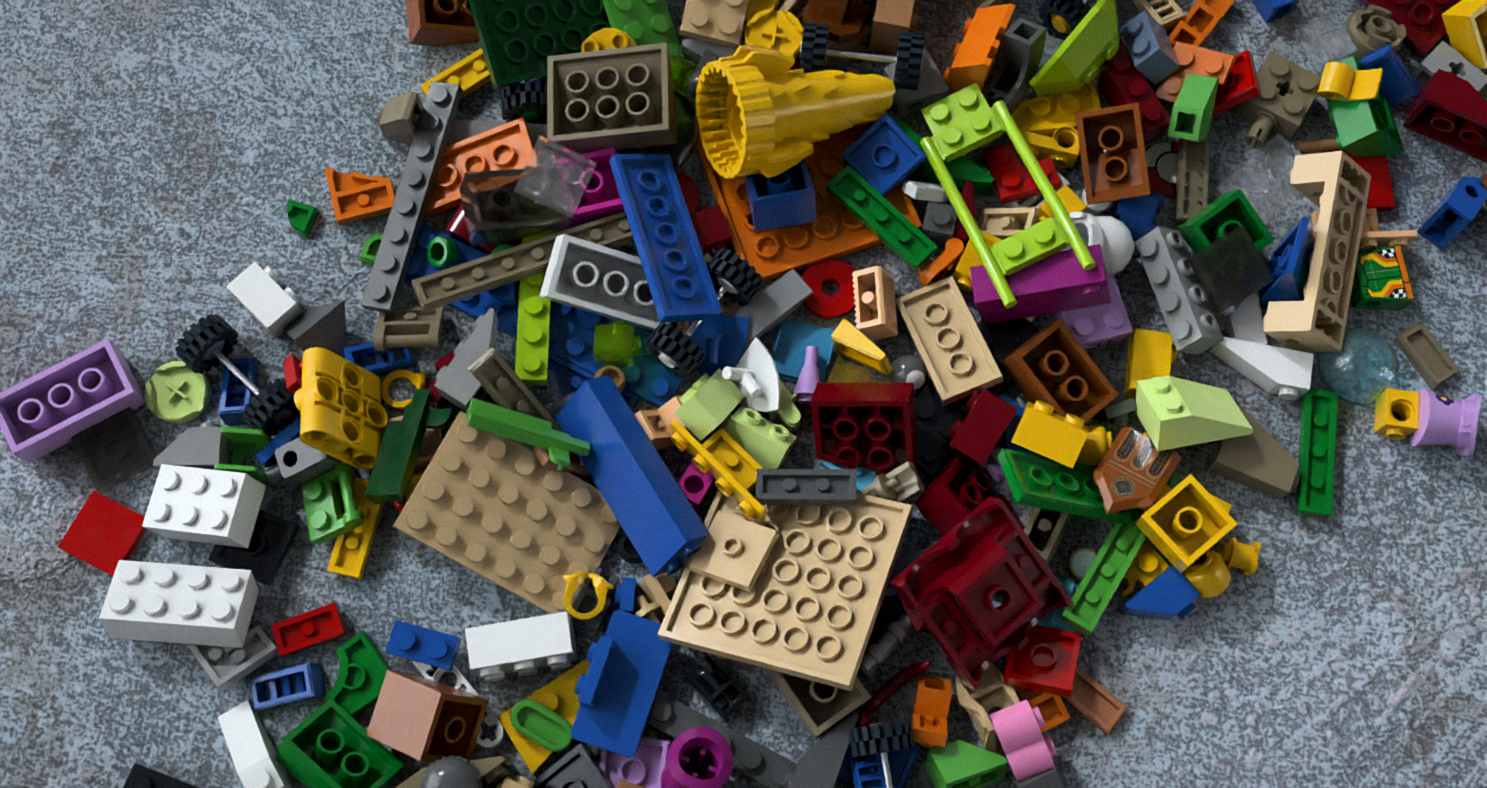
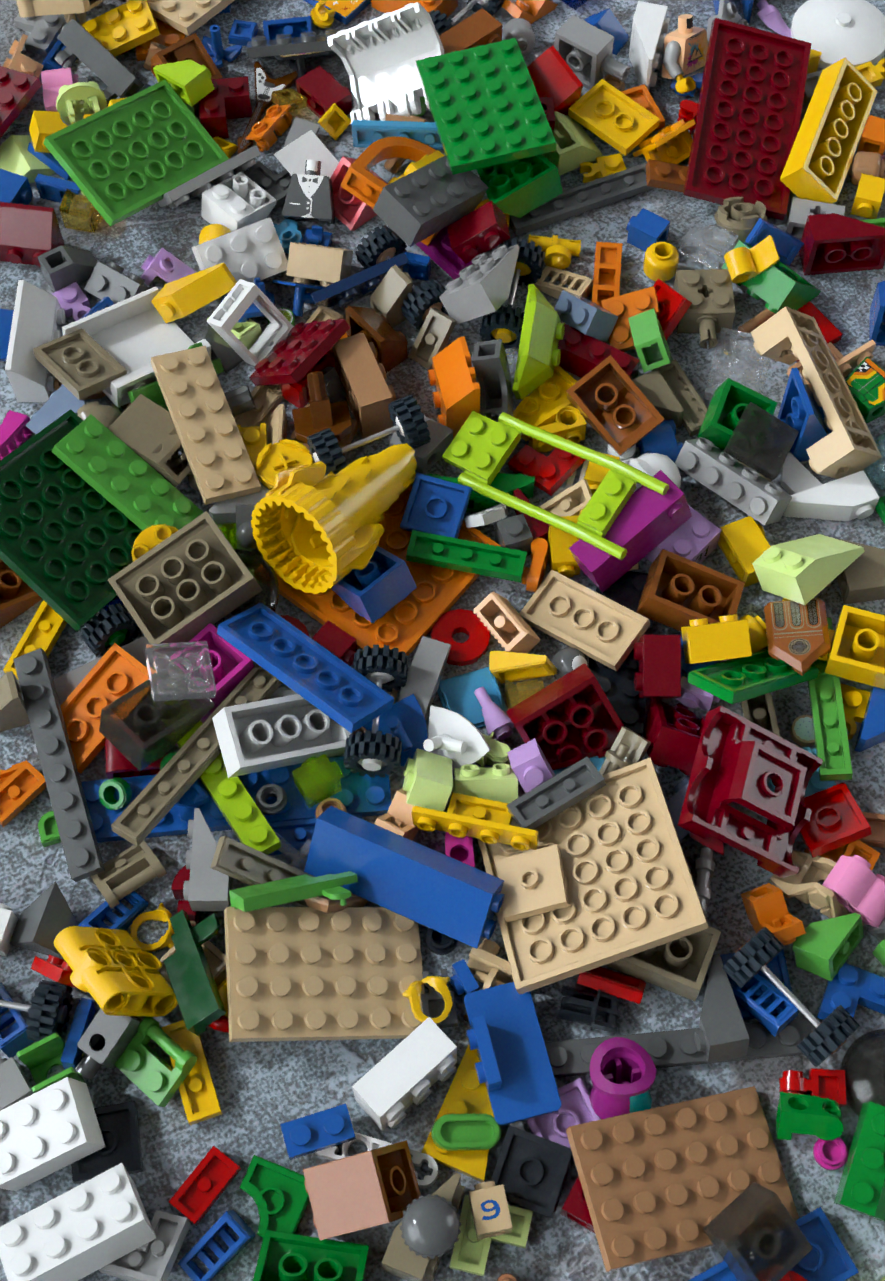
camera: 30 degrees left, 10 degrees down
(563, 329) = (267, 791): none -> dark grey plate
(753, 683) = (613, 983): none -> red tile
(804, 446) = (530, 765): none -> lavender slope
(890, 688) = (726, 917): dark red animal -> none
(1117, 411) = (750, 598): dark grey plate -> none
(1165, 167) = (661, 396): none -> dark tan slope
(1264, 33) = (661, 261): none -> yellow head

